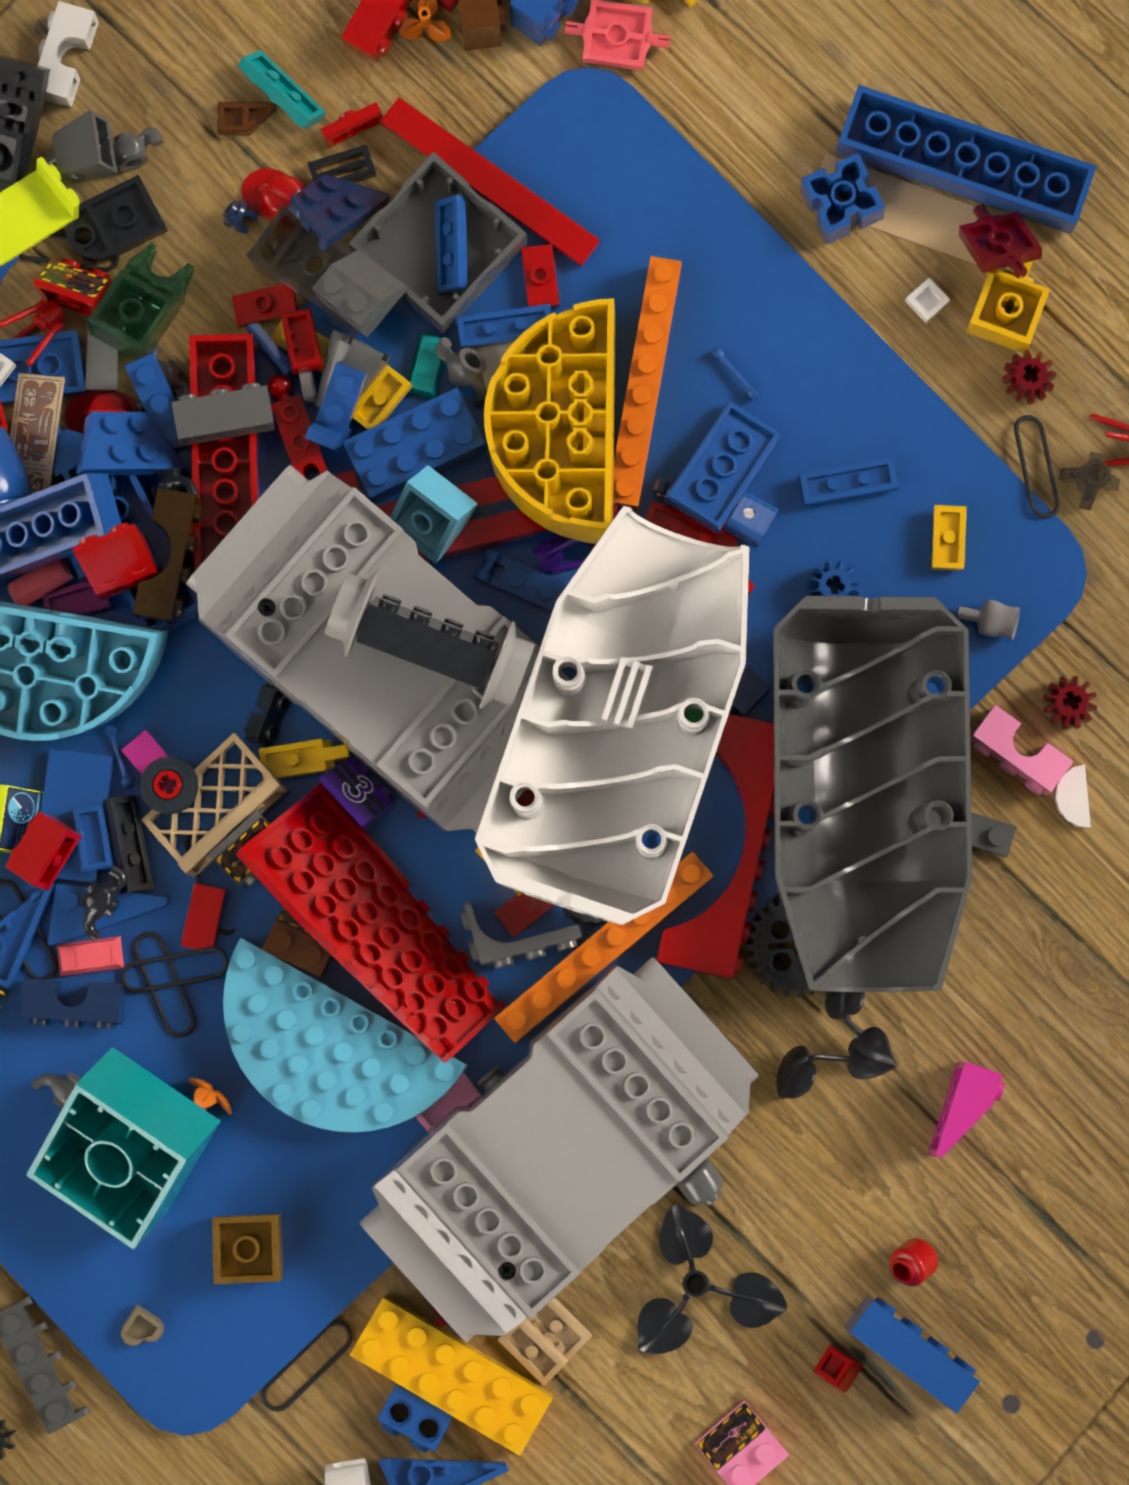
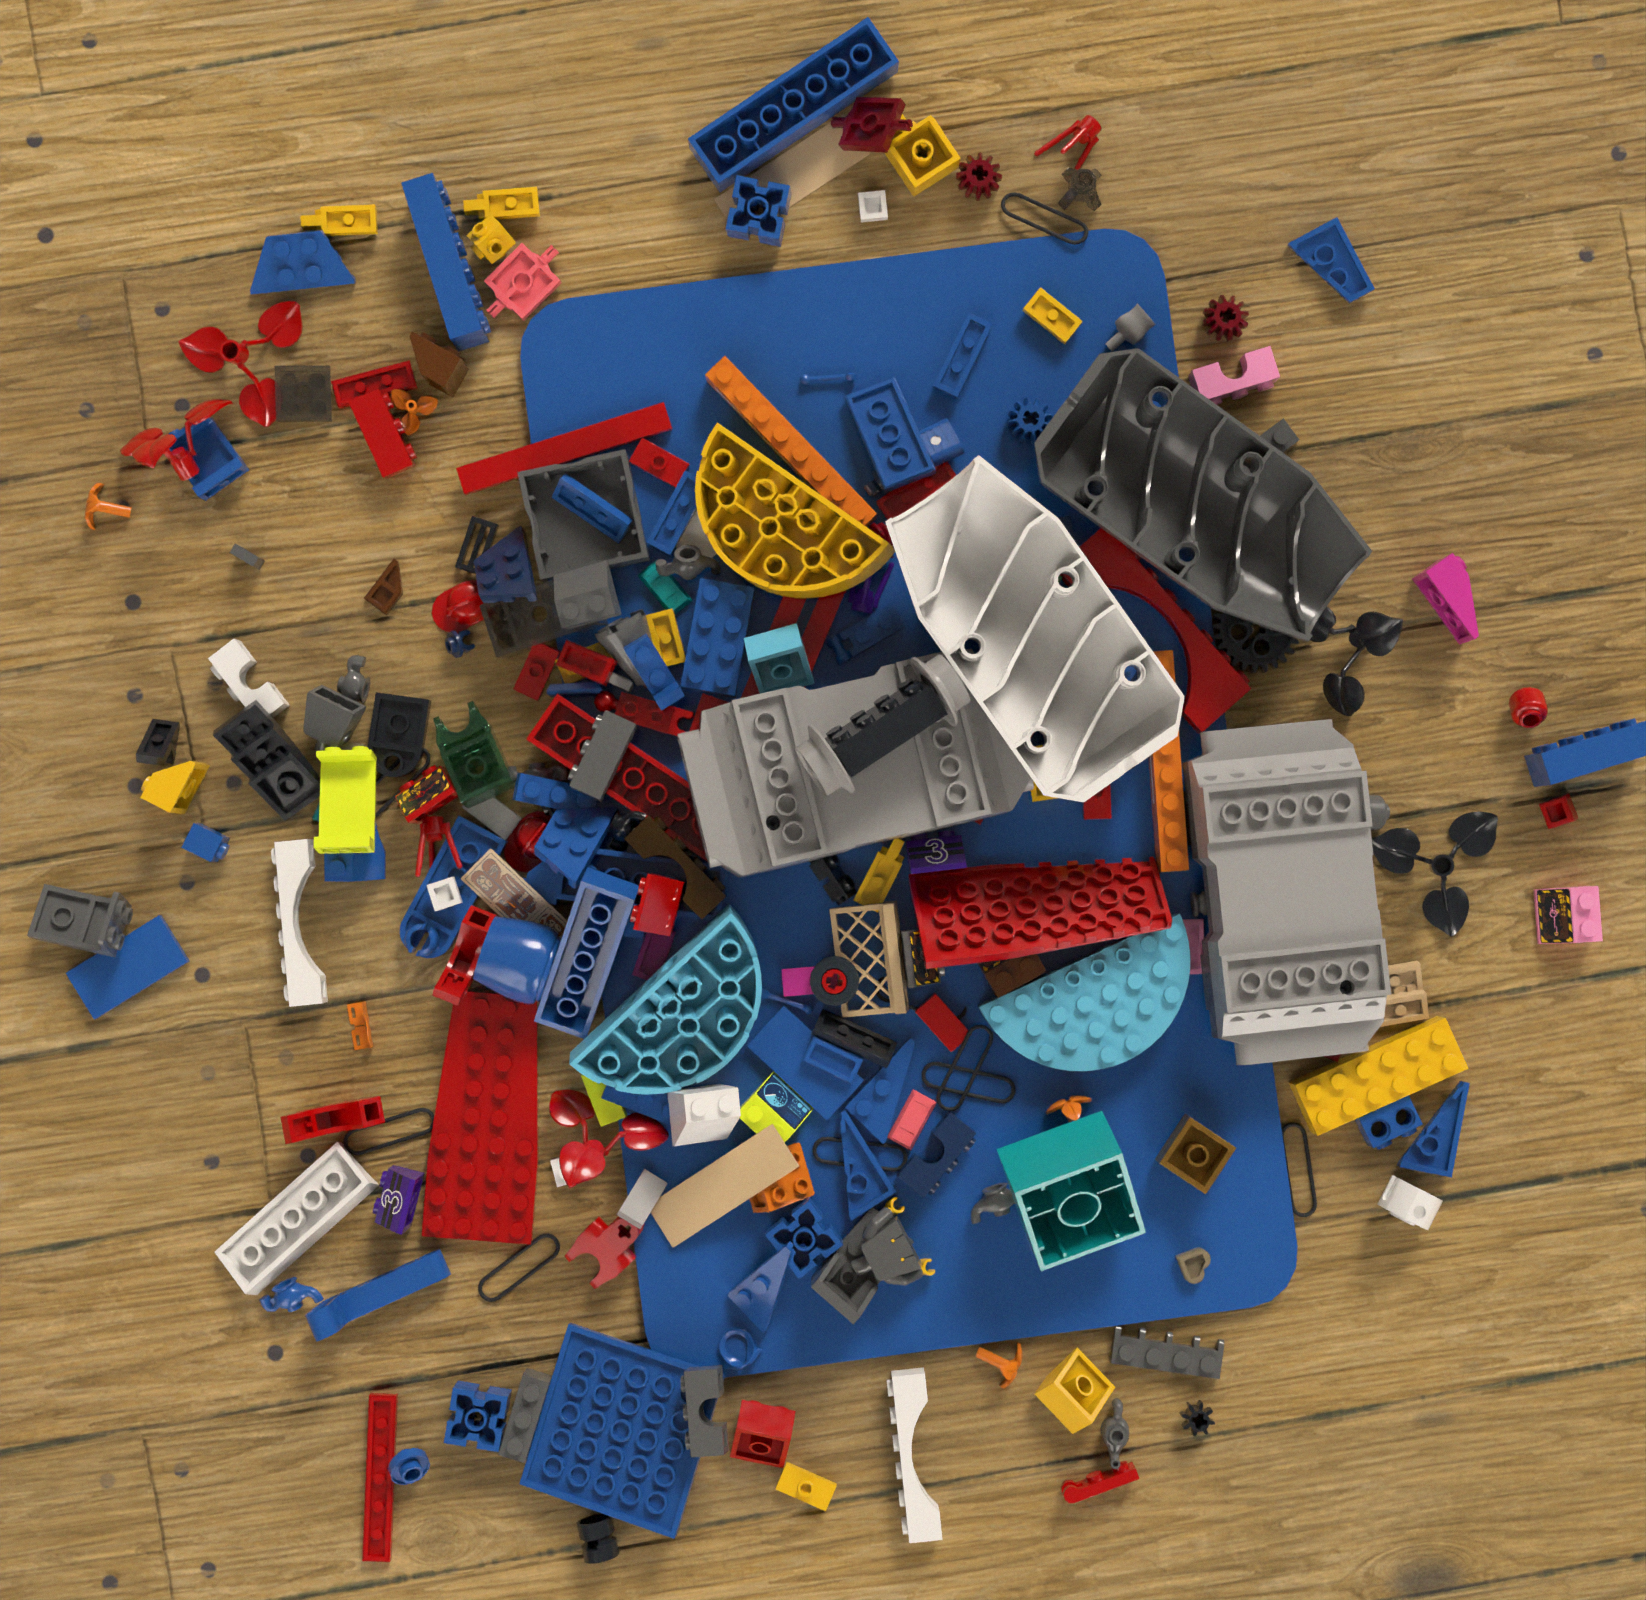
camera: 60 degrees left, 5 degrees up
(39, 582) = (623, 971): coral tile -> none
(43, 850) = (818, 1101): red brick -> none
(101, 900) = (883, 1085): black piece -> none
(281, 89) = (388, 546): teal plate -> none
(351, 124) = (450, 515): red plate -> none
(503, 954) = (1121, 833): dark grey bracket -> none
(635, 666) = (1022, 610): white tile -> none
(1072, 797) = (1291, 365): white tile -> none

